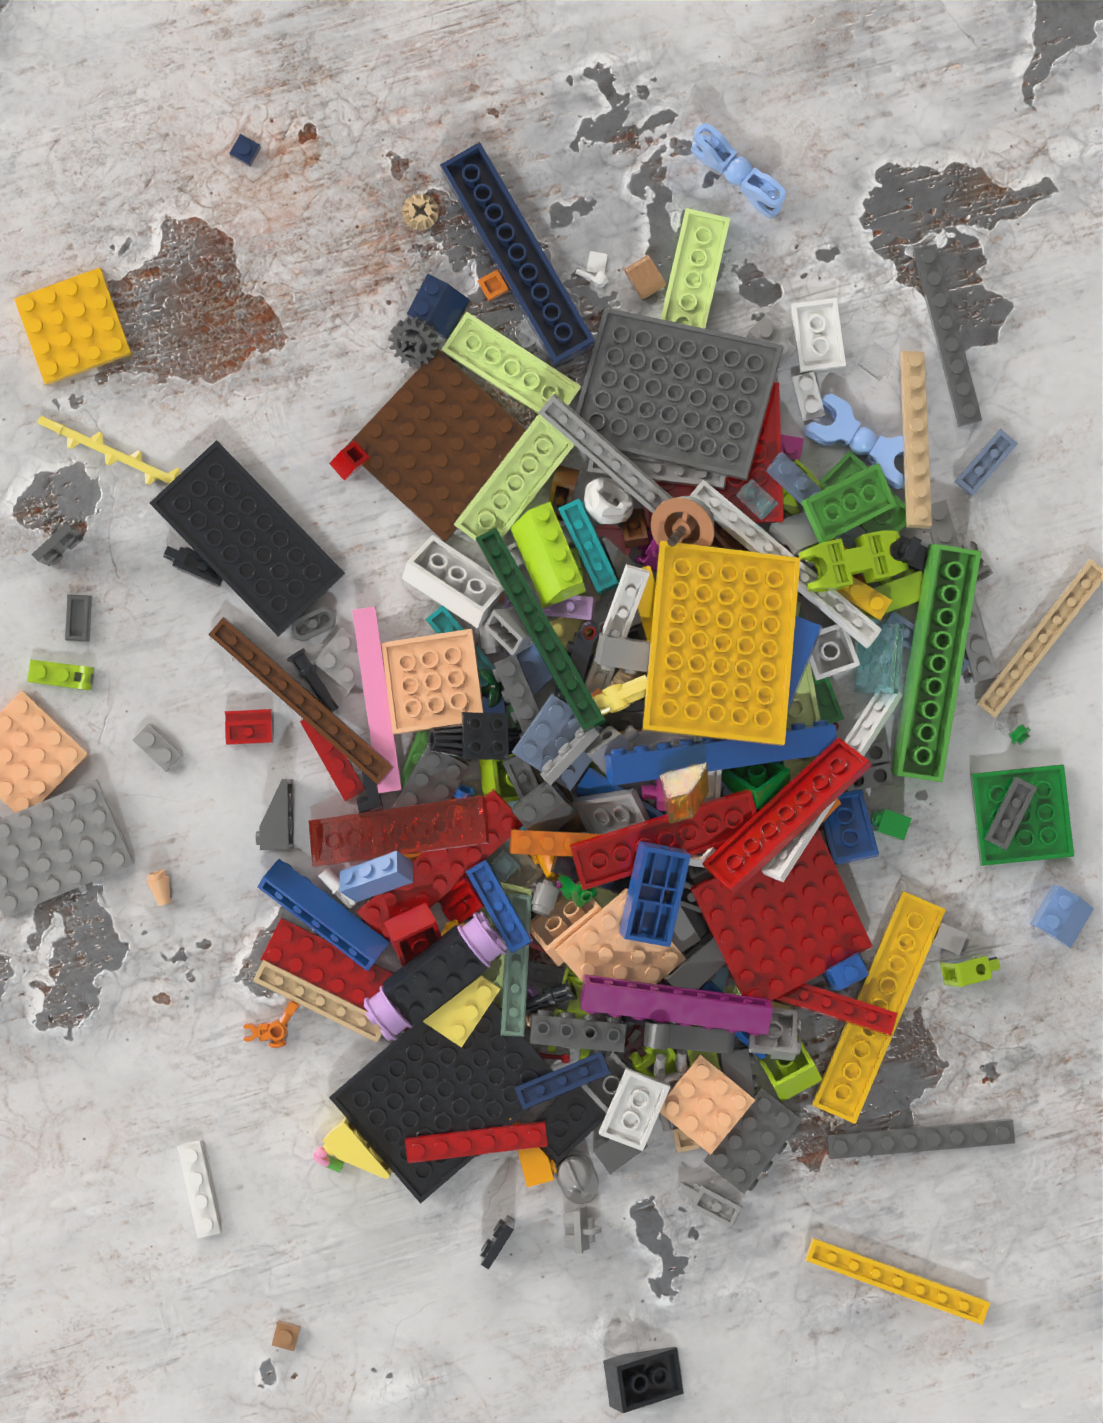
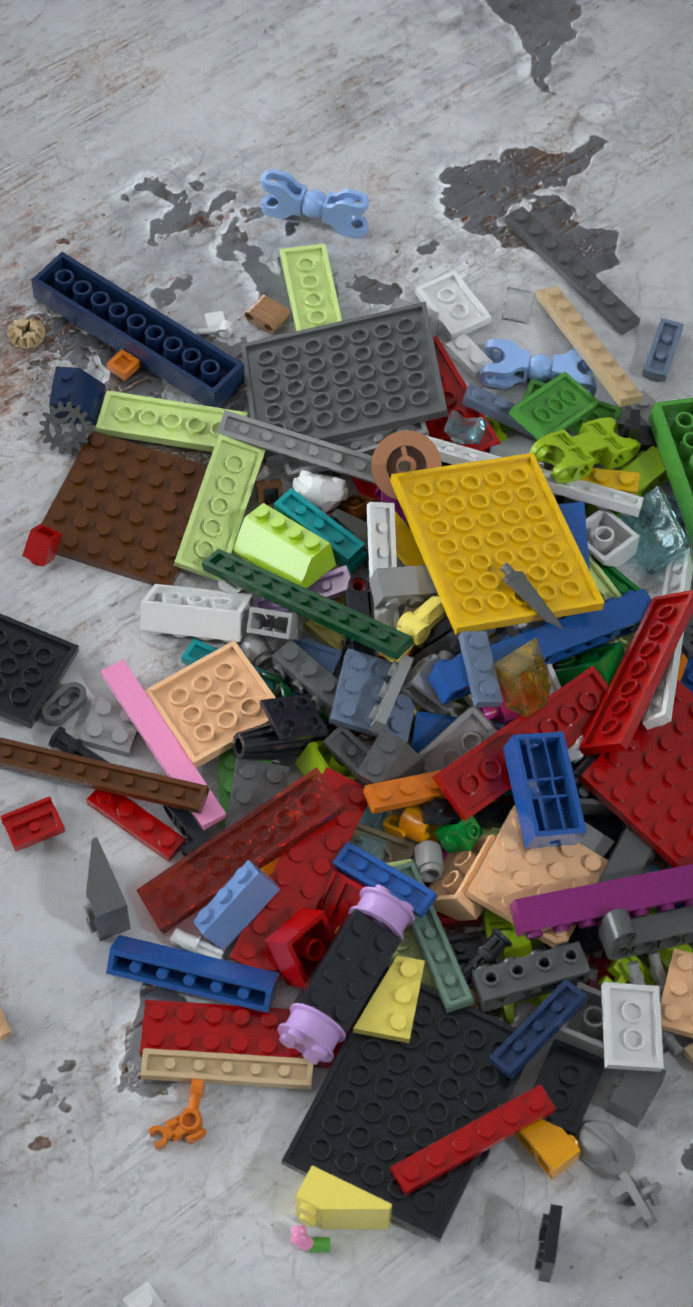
camera: 30 degrees left, 30 degrees down
(647, 772) = (480, 669): none -> sand blue plate
(720, 711) = (521, 585): none -> dark grey bar

